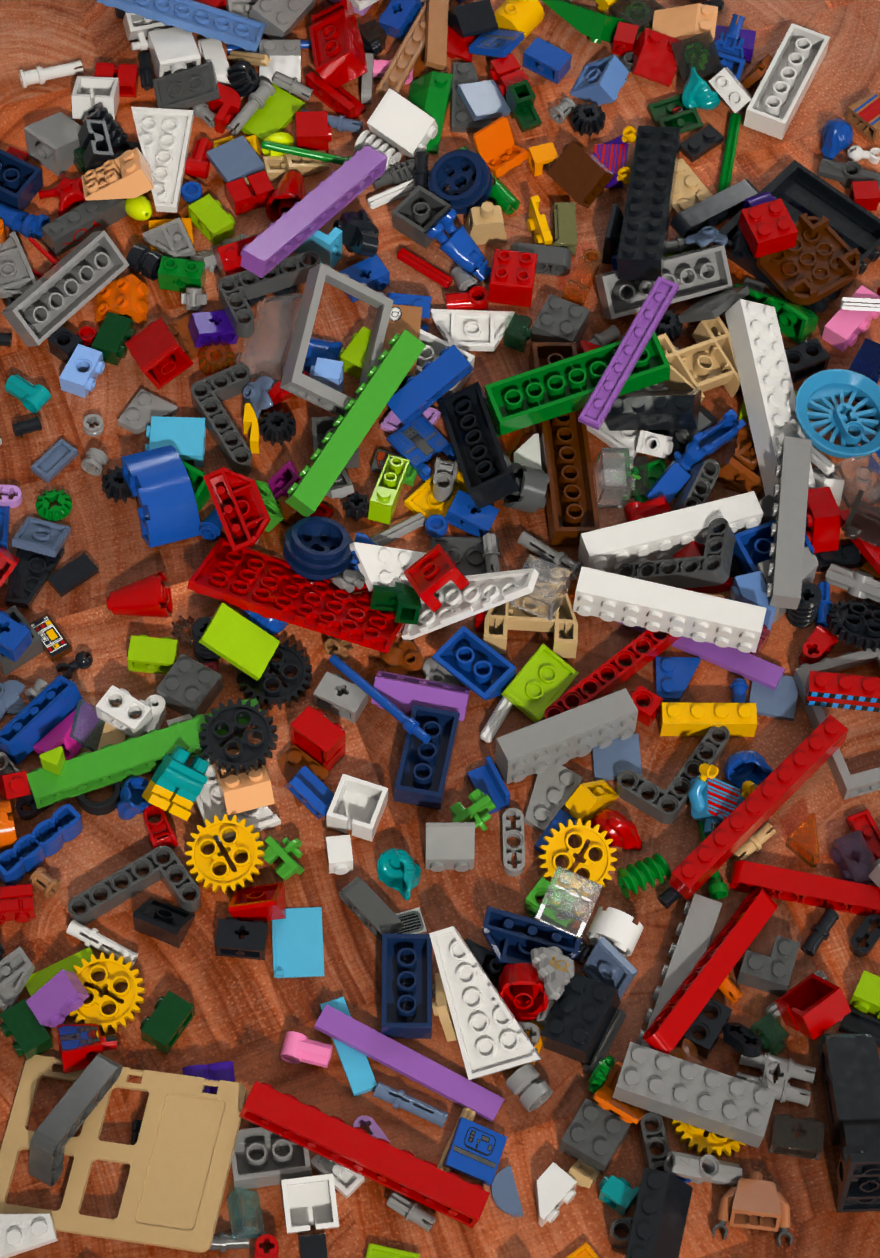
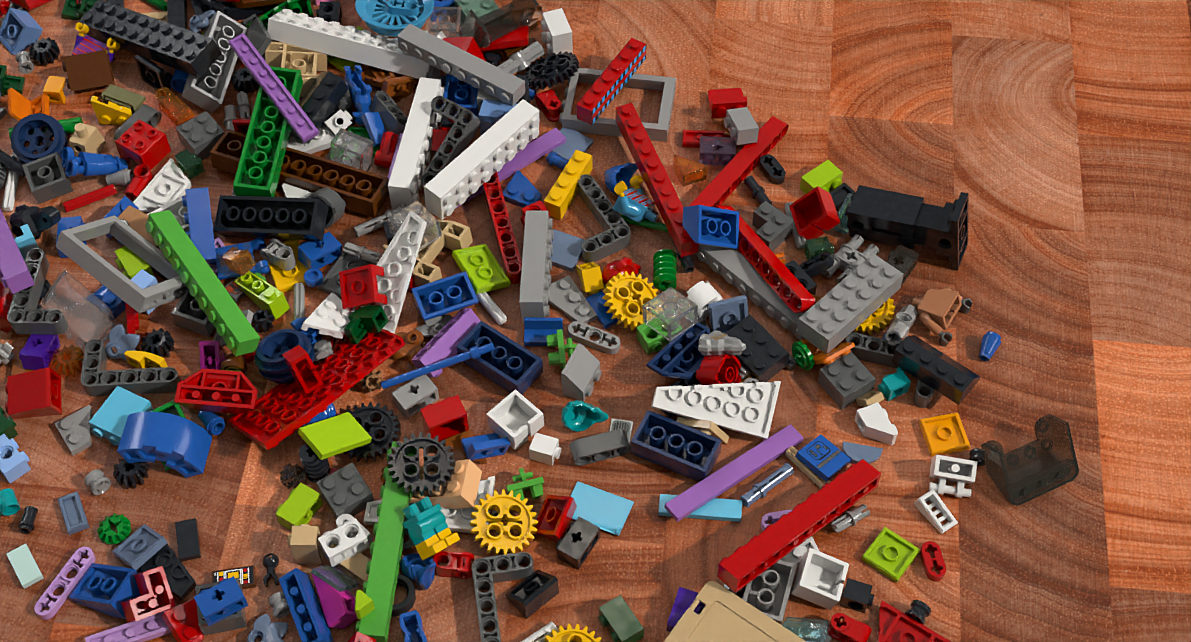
camera: 60 degrees left, 5 degrees down
(93, 418) = (61, 466): light grey bush -> none
(108, 673) = (305, 544): none -> tan brick
(143, 598) = (246, 494): red cone -> none
(296, 570) = (302, 369): none -> red piece
(299, 1049) = (689, 539): bright pink piece -> none
(410, 444) = (239, 260): none -> clear orange brick
(527, 1084) = (791, 403): light grey wheel -> none
(712, 894) = (712, 226): none -> blue slope

